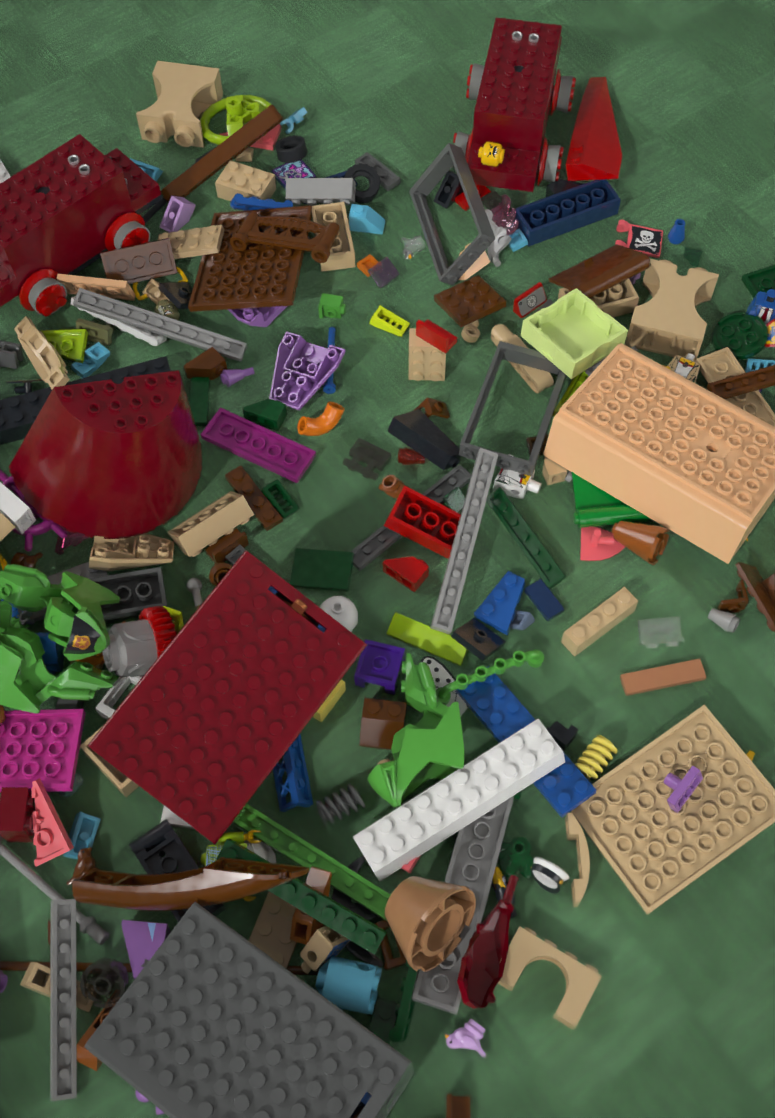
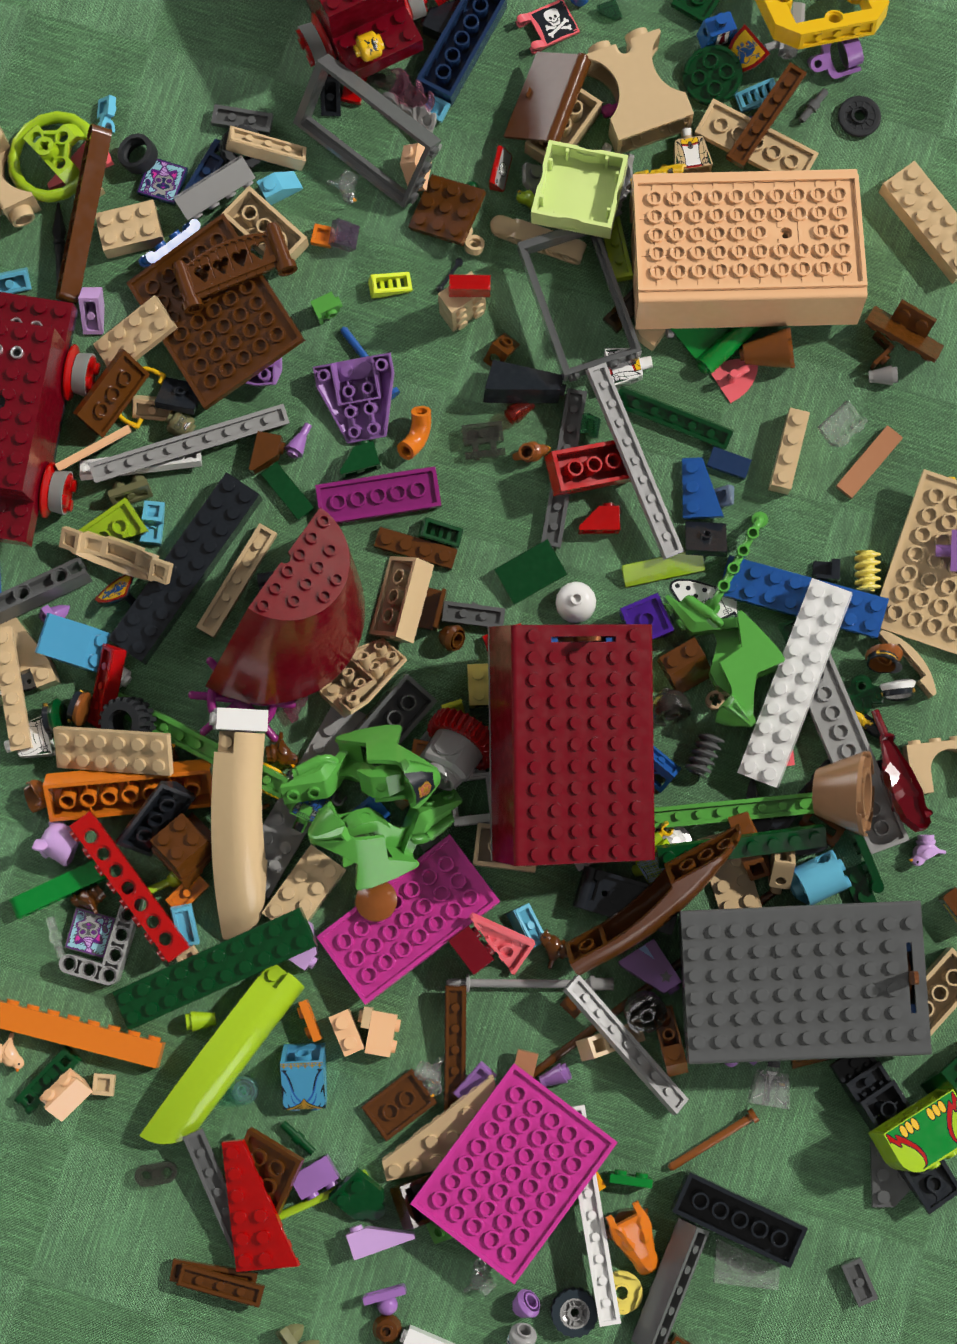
camera: 35 degrees left, 20 degrees up
(194, 586) = (434, 664): light grey bar -> none
(342, 745) = (670, 706): none -> clear smoke cylinder
(376, 192) = (266, 148): none -> tan slope
(556, 838) = (884, 658): none -> dark orange piece

